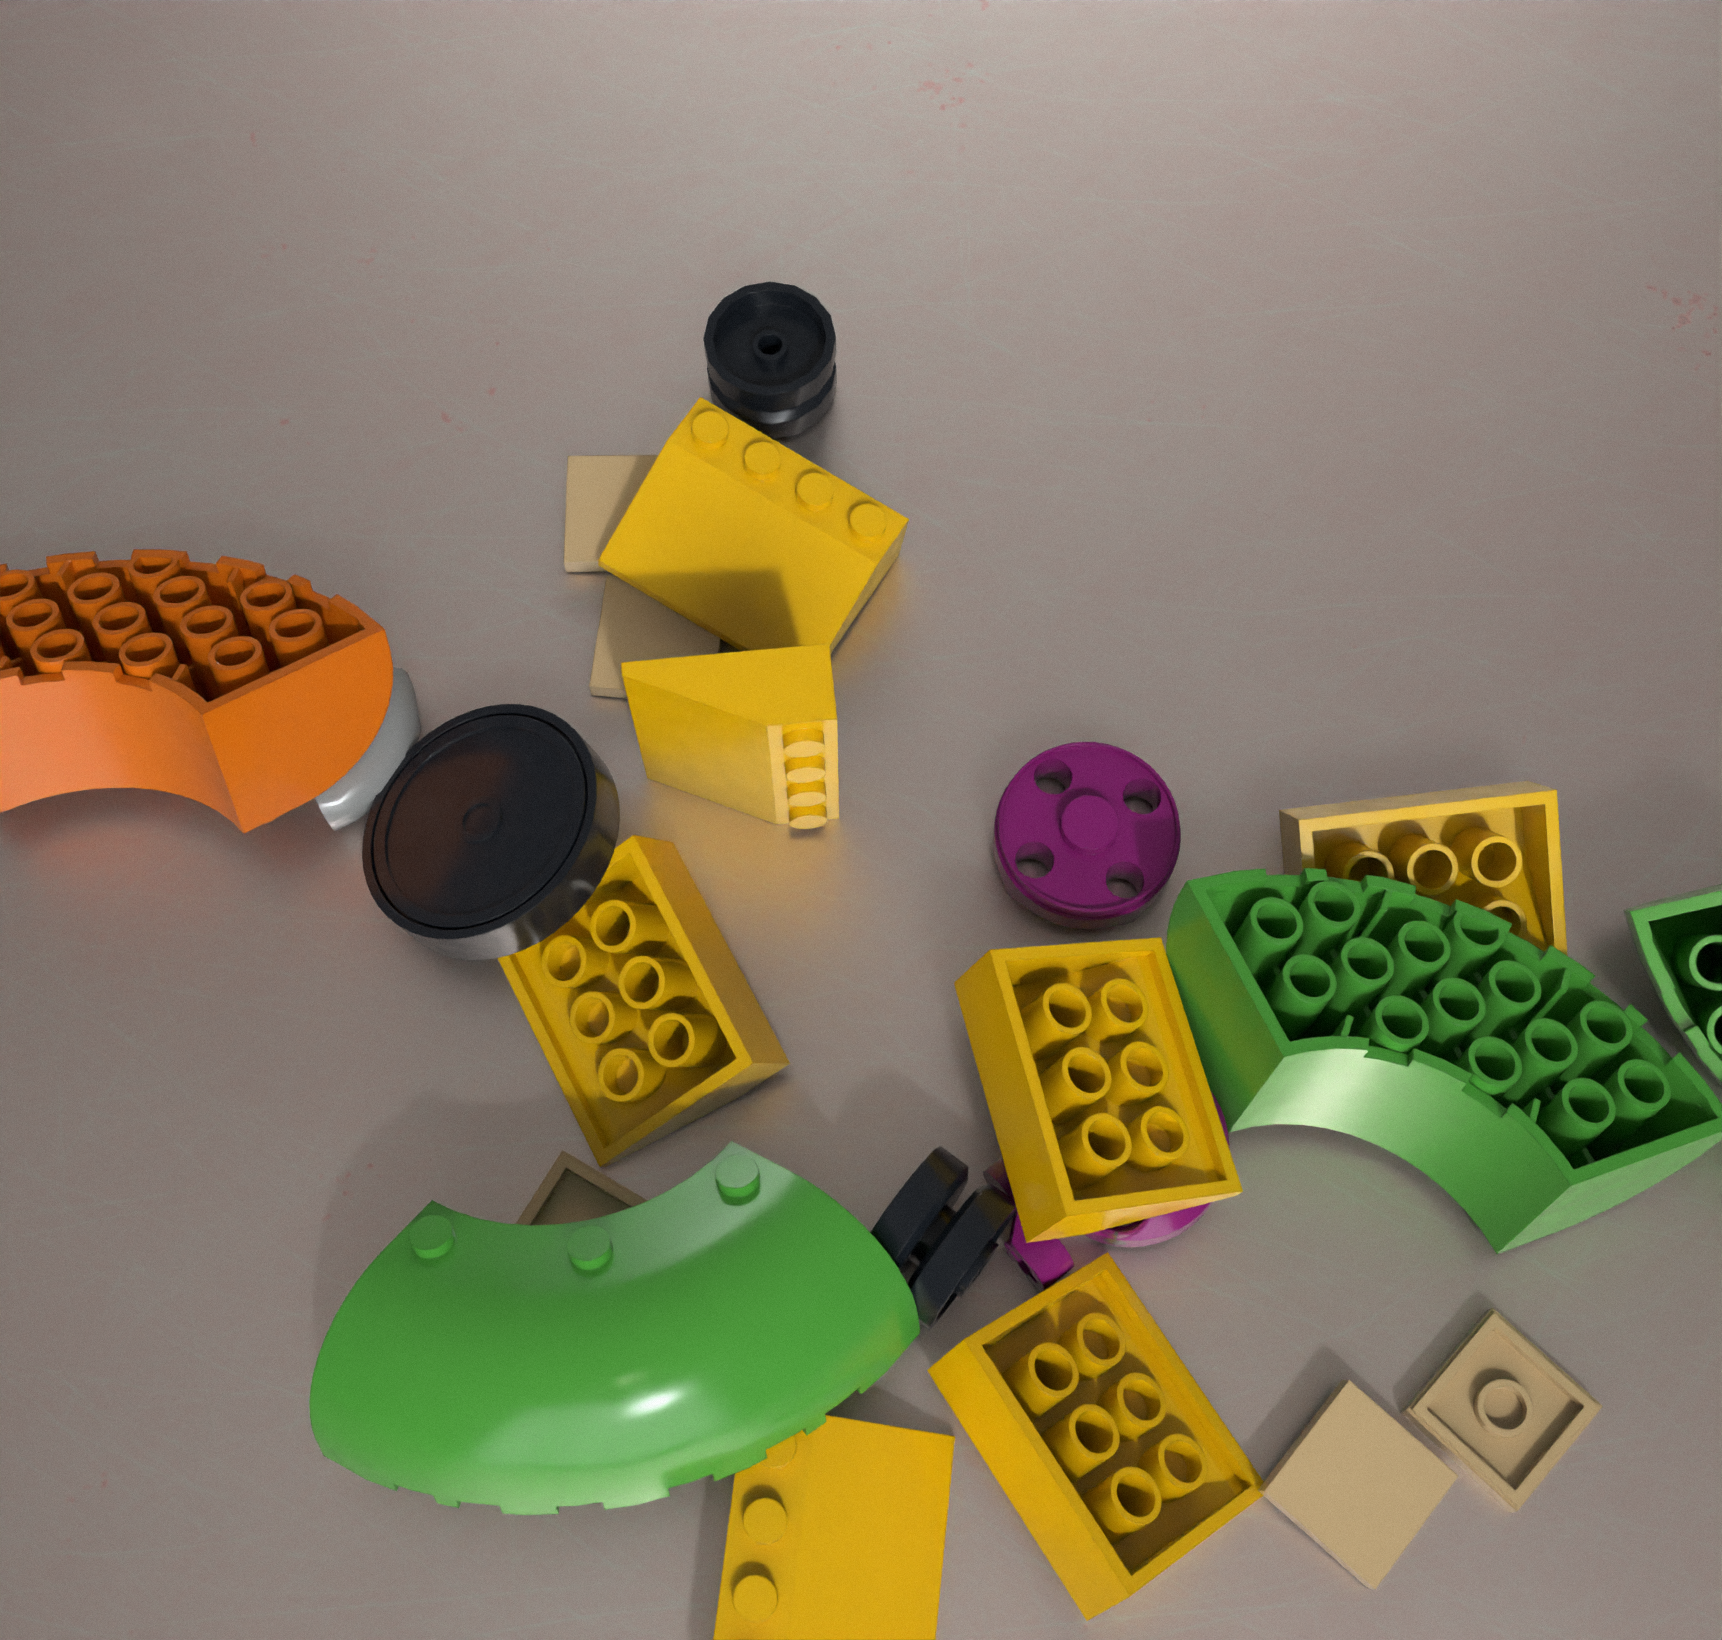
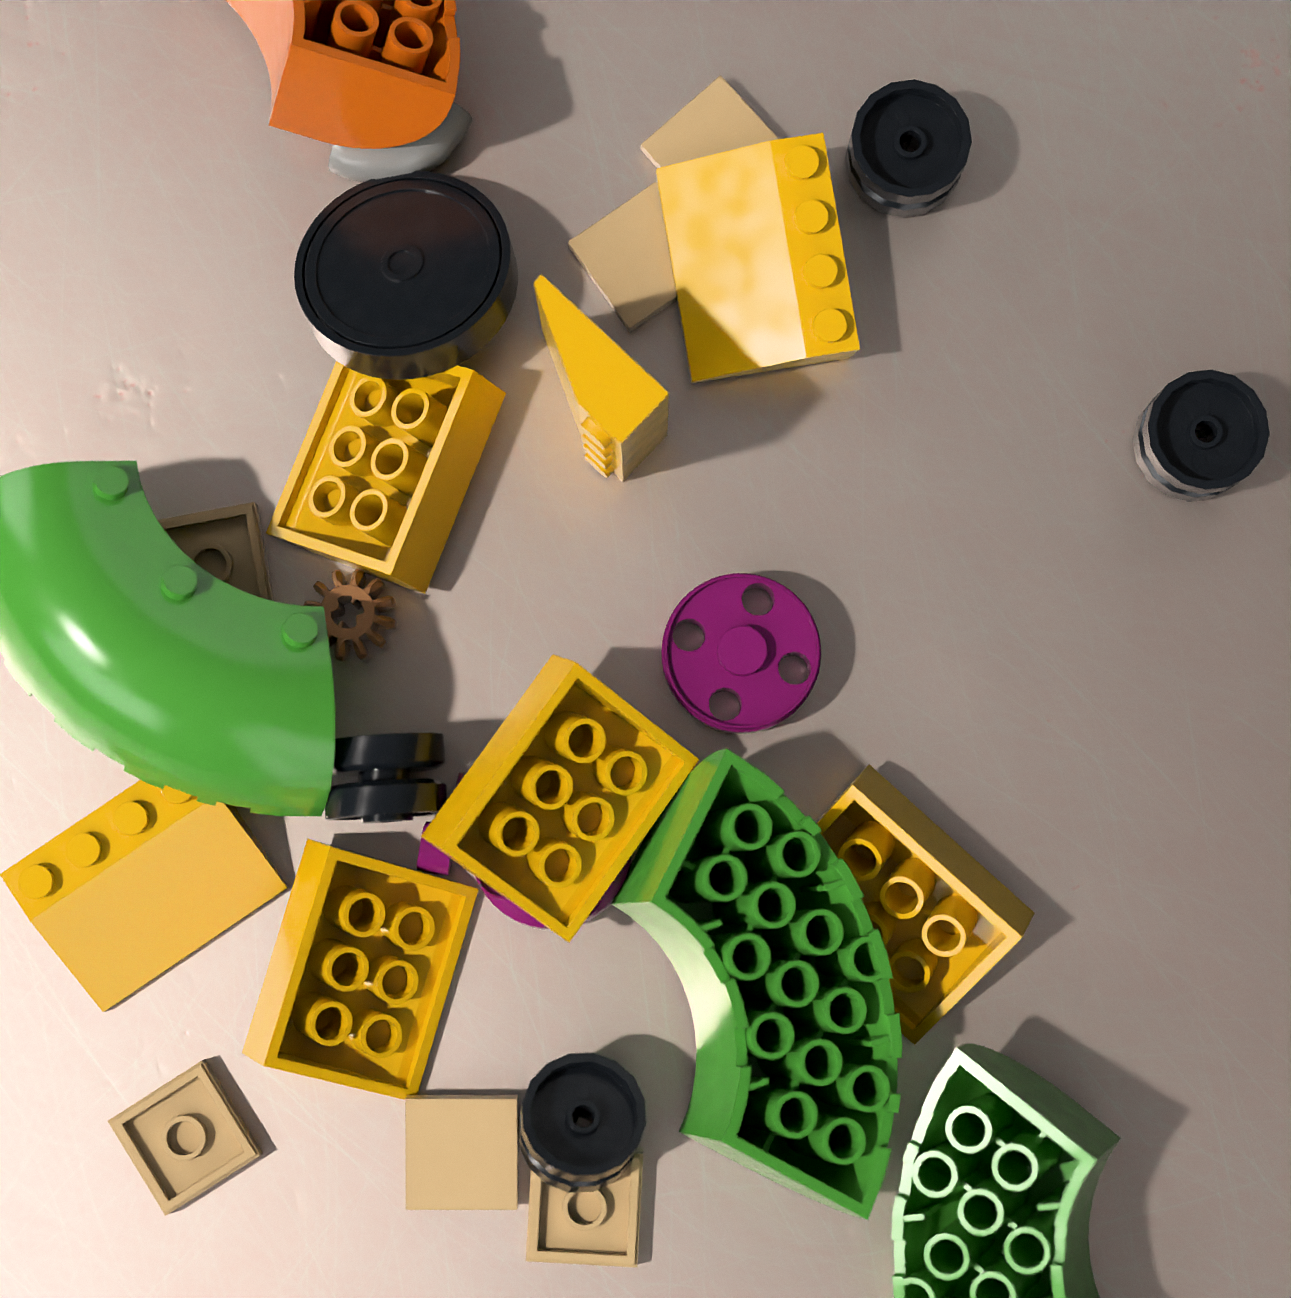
camera: 50 degrees right, 15 degrees up
(746, 1122) = (366, 622): none -> medium nougat gear
(1215, 335) = (1223, 412): none -> black wheel
(1426, 1331) = (574, 1155): none -> black wheel

